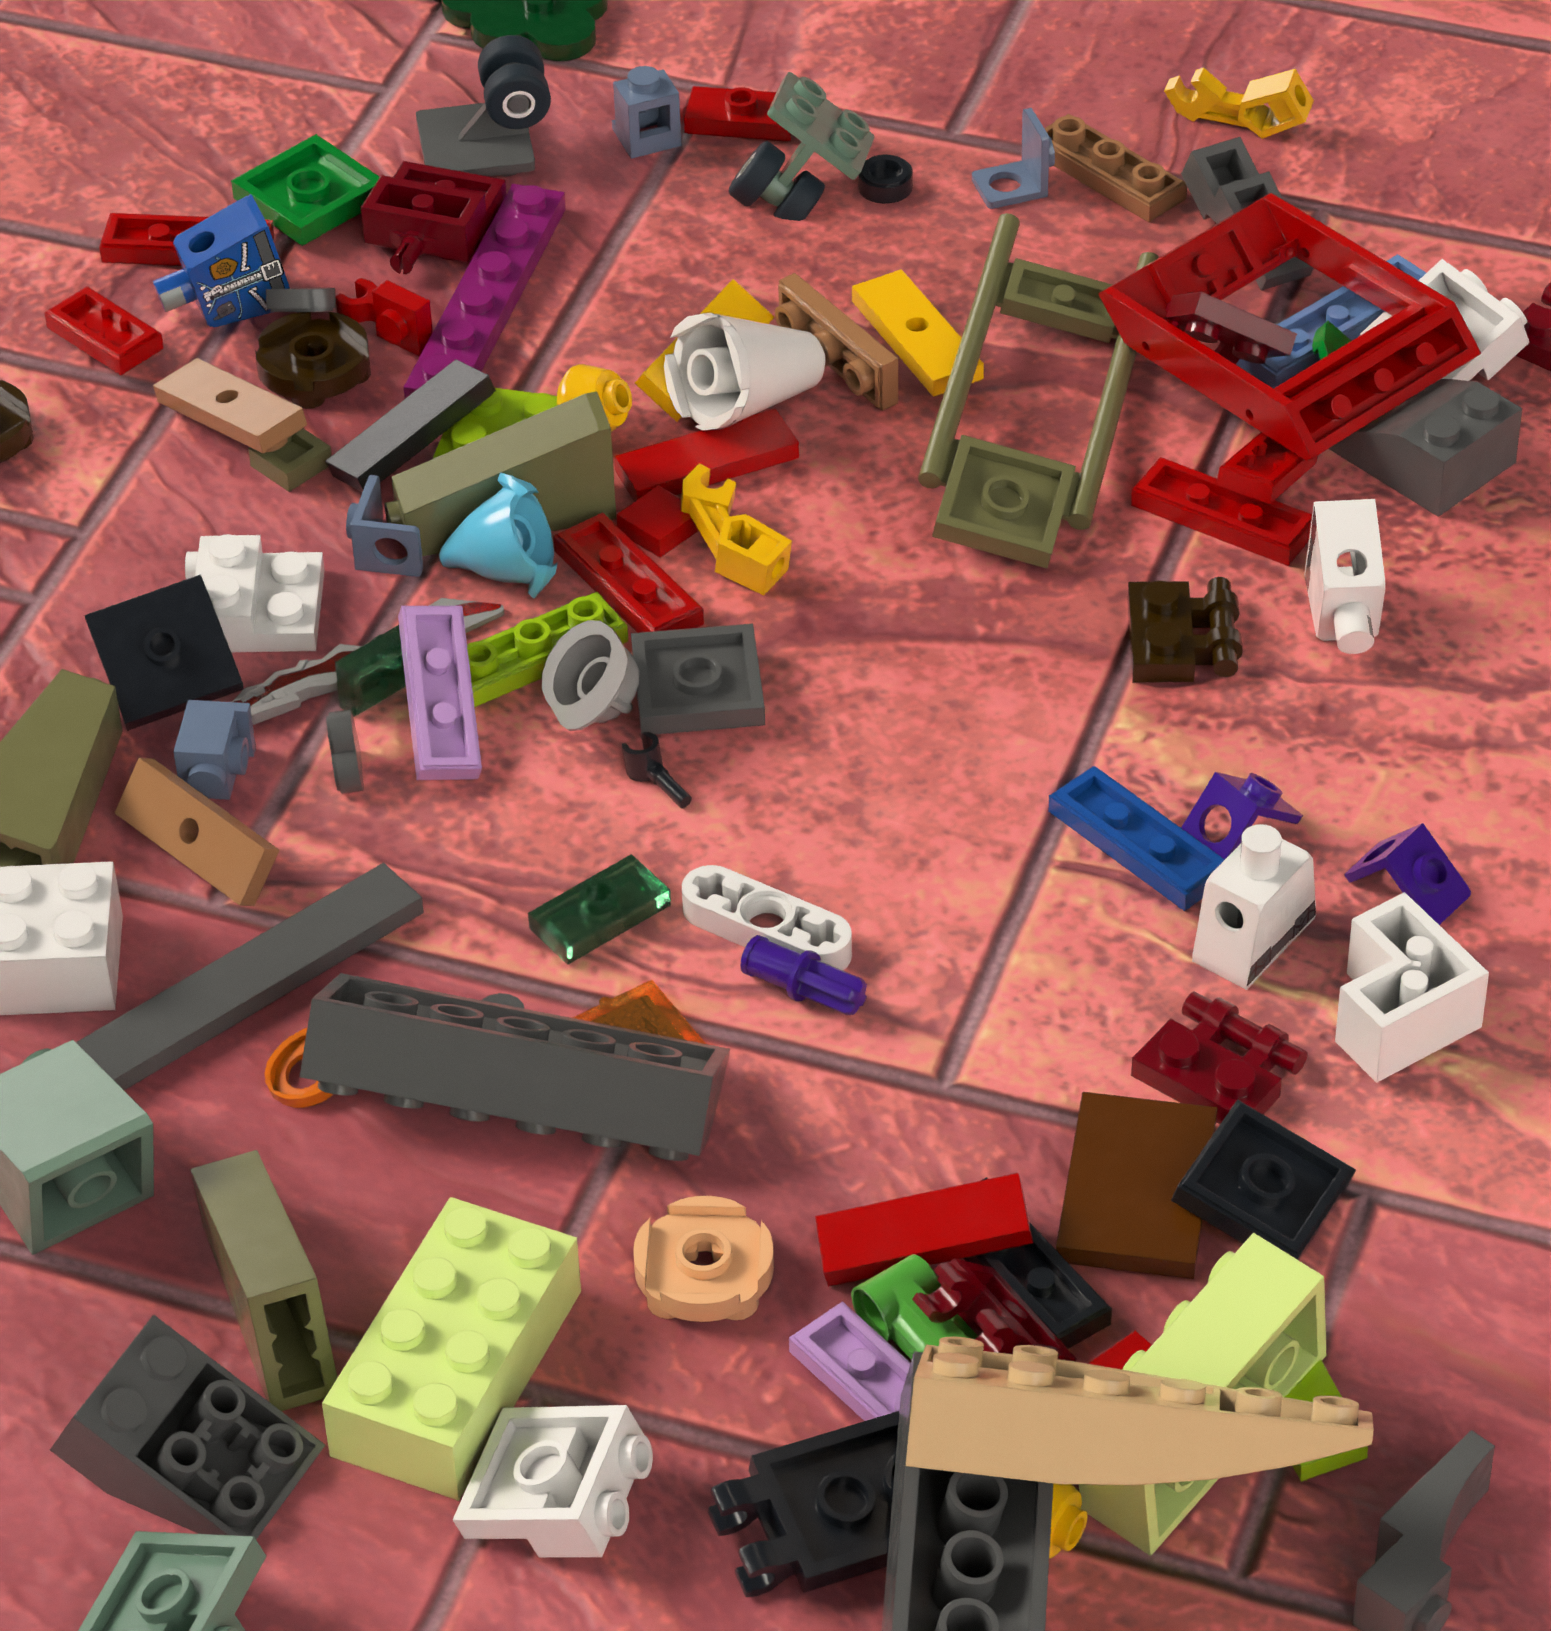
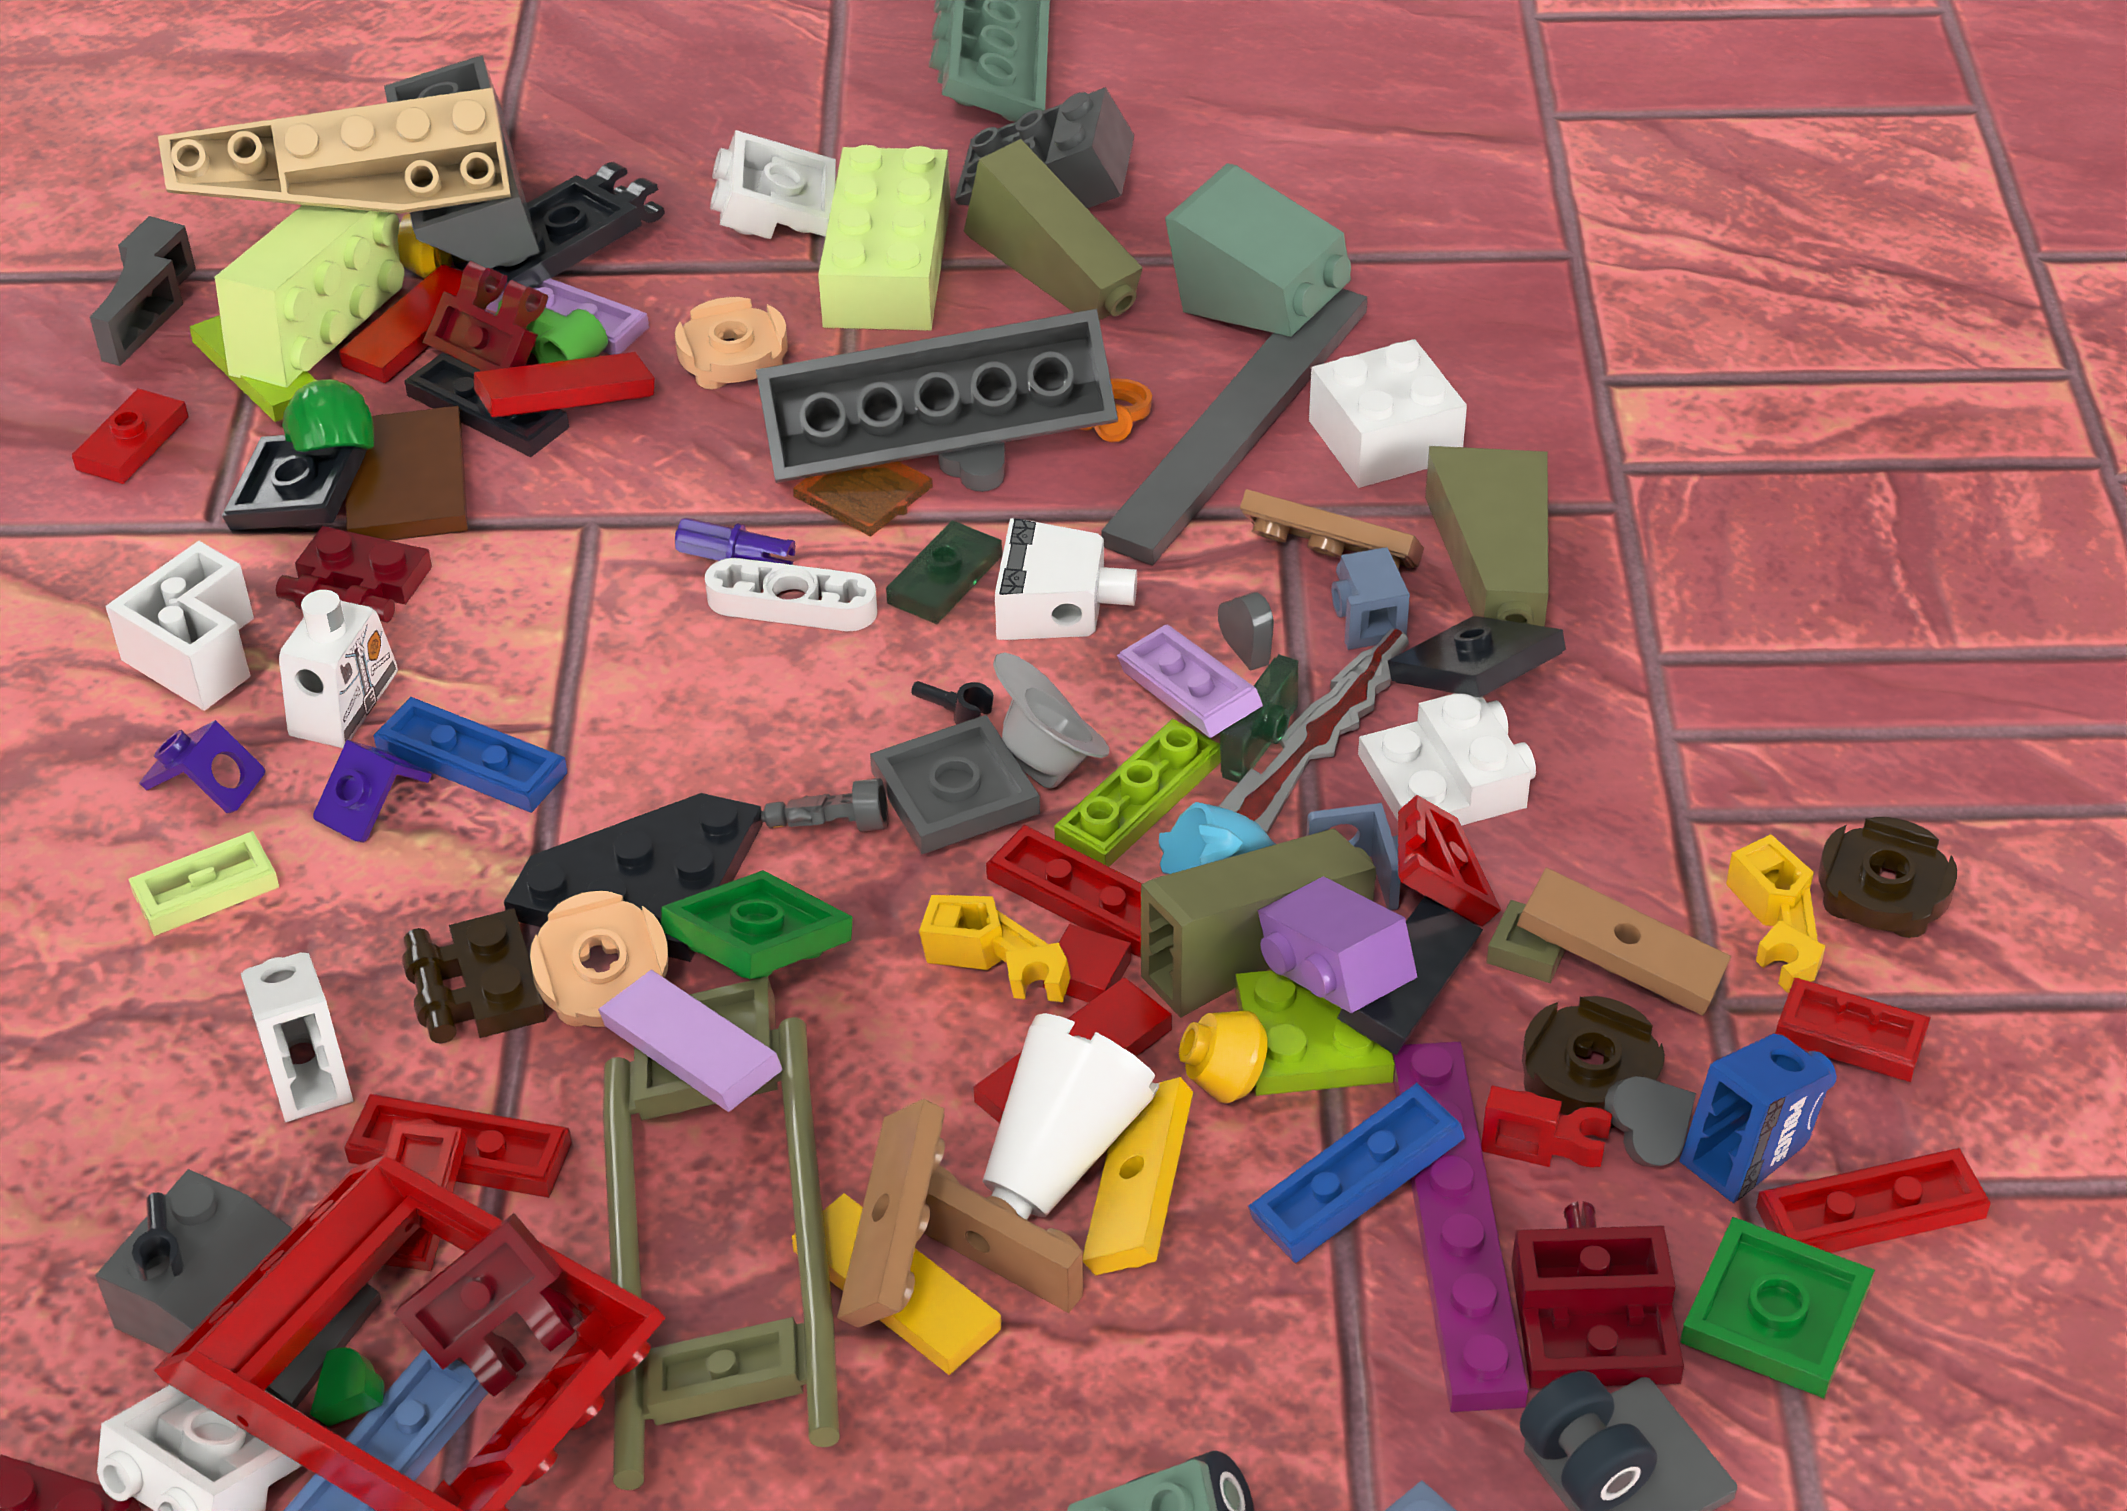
camera: 160 degrees right, 0 degrees up
(68, 427) = (1754, 879): none -> yellow piece
(328, 491) = (1441, 862): none -> red wing
(470, 387) = (1337, 944): none -> medium lavender brick
(503, 843) = (1055, 582): none -> white torso
(543, 314) = (1356, 1172): none -> blue tile
(832, 694) = (865, 806): none -> dark grey piece
(908, 308) = (893, 1214): none -> medium nougat tile
(927, 574) = (756, 924): none -> green plate
(1008, 679) = (645, 859): none -> black plate
(1018, 477) = (690, 1040): none -> lavender tile
(1070, 588) = (566, 942): none -> light nougat plate
(1215, 1199) = (328, 416): none -> green hair
(1415, 777) = (203, 883): none -> yellowish green tile
(1455, 1329) = (130, 436): none -> red plate
(1470, 382) = (157, 1239): none -> black hand

